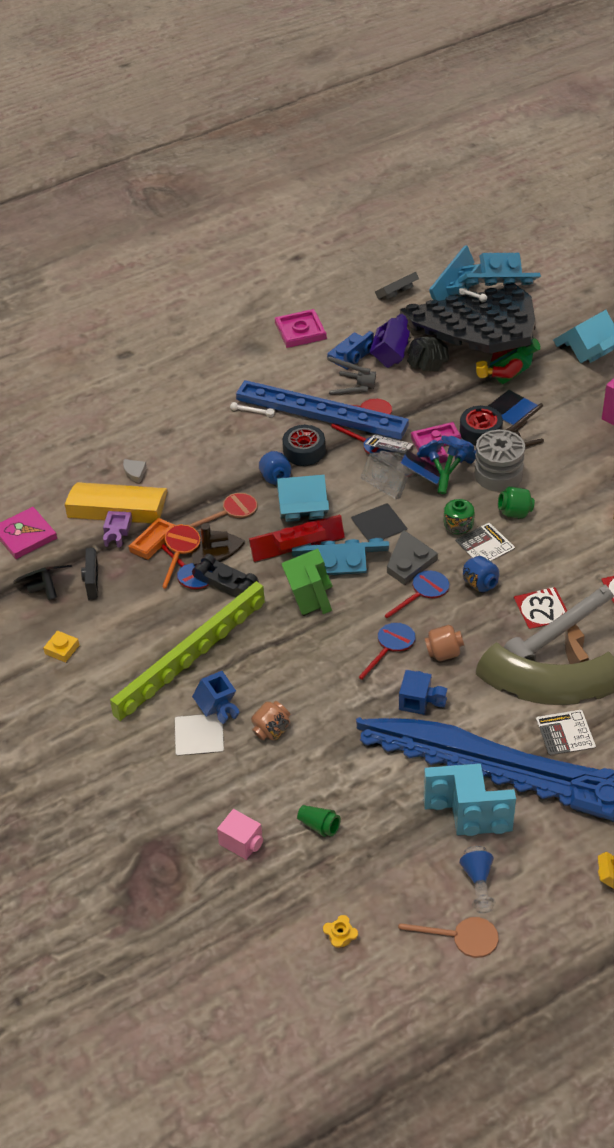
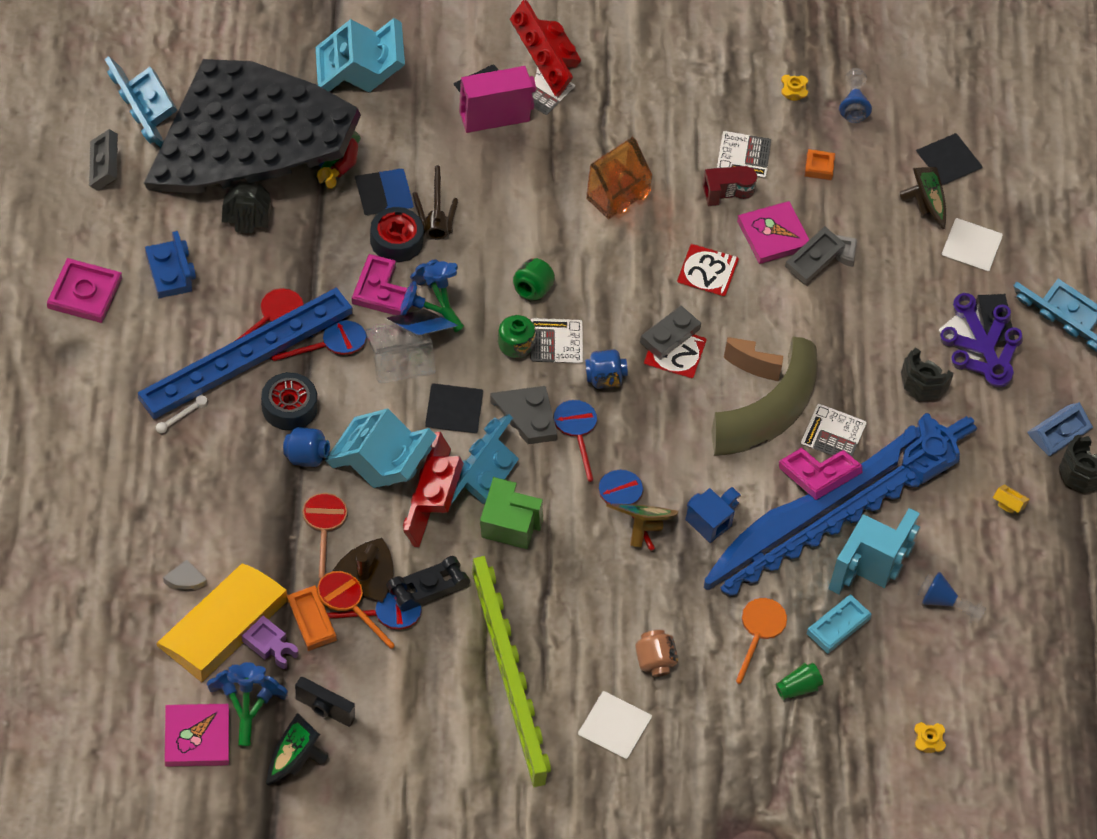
camera: 65 degrees left, 10 degrees up
(61, 646) = (403, 785): yellow plate -> none
(63, 519) = (245, 676): none -> blue plant
(215, 695) = (595, 678): blue brick -> none
(240, 834) = (773, 754): bright pink brick -> none
(357, 773) = (763, 620): none -> orange piece
(365, 377) = (232, 285): dark grey plant -> none
(377, 656) = (645, 519): none -> pearl gold shield
(389, 444) = (357, 327): sticker -> none
(391, 341) = (199, 223): dark purple hinge -> none
(392, 818) = (839, 623): none -> medium azure plate
(444, 643) = (669, 454): nougat head -> none
(472, 936) = (995, 641): nougat piece -> none
(482, 297) = (178, 110): white hinge -> none
(499, 268) = (185, 58): dark azure bracket -> none
(499, 460) = (475, 248): light grey wheel -> none
(510, 736) = (819, 477): none -> dark pink tile
(551, 594) = (670, 332): none -> dark grey plate
(554, 629) = (728, 398): light grey piece -> none

